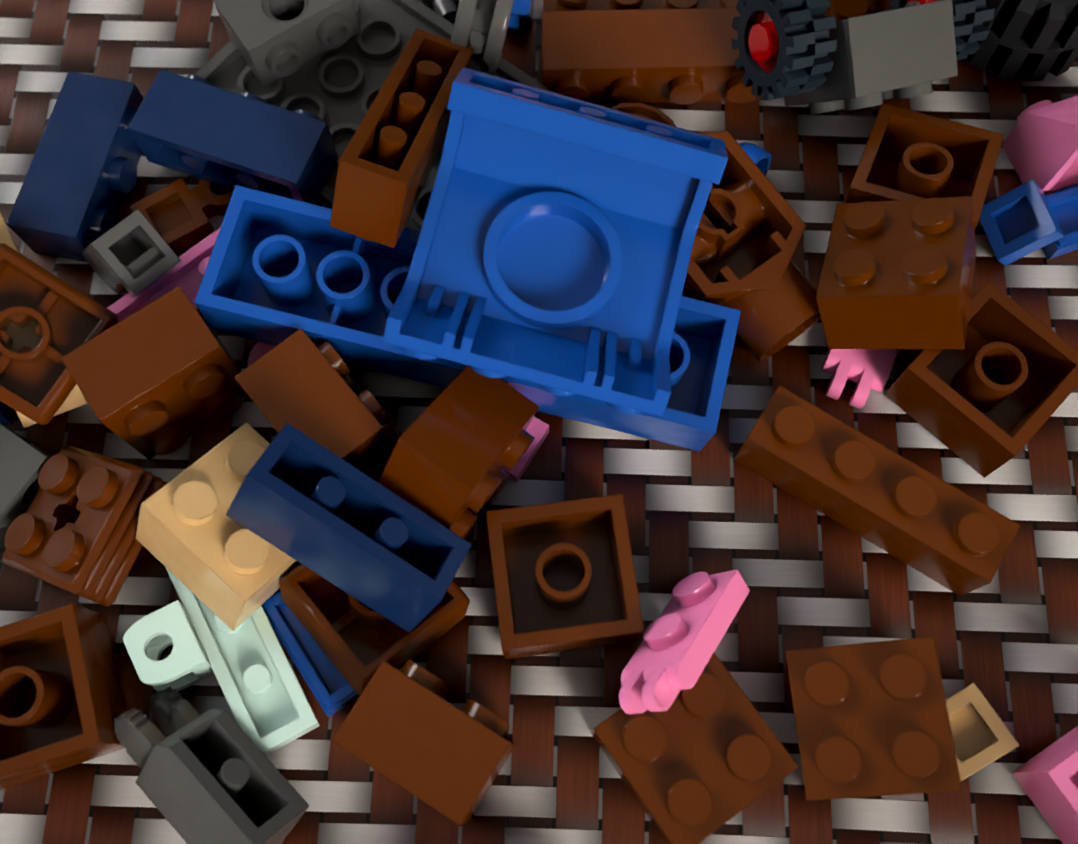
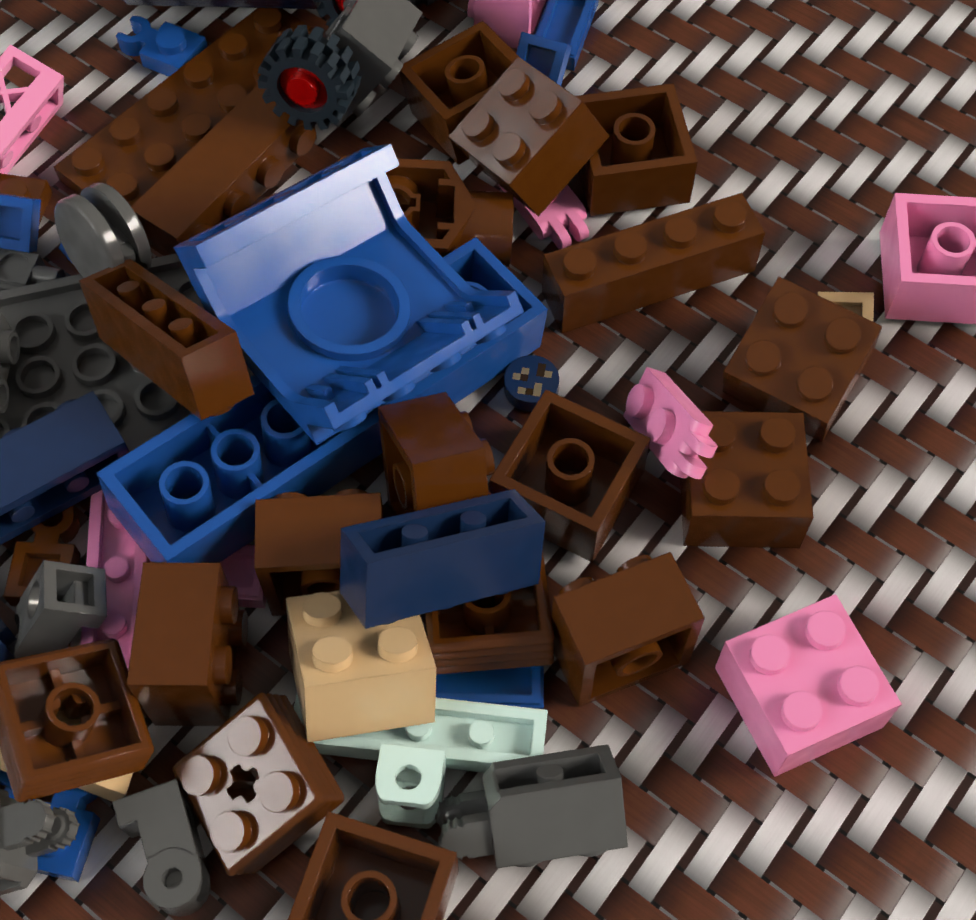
camera: 55 degrees left, 10 degrees down
(651, 471) = (528, 379): none -> dark blue tile

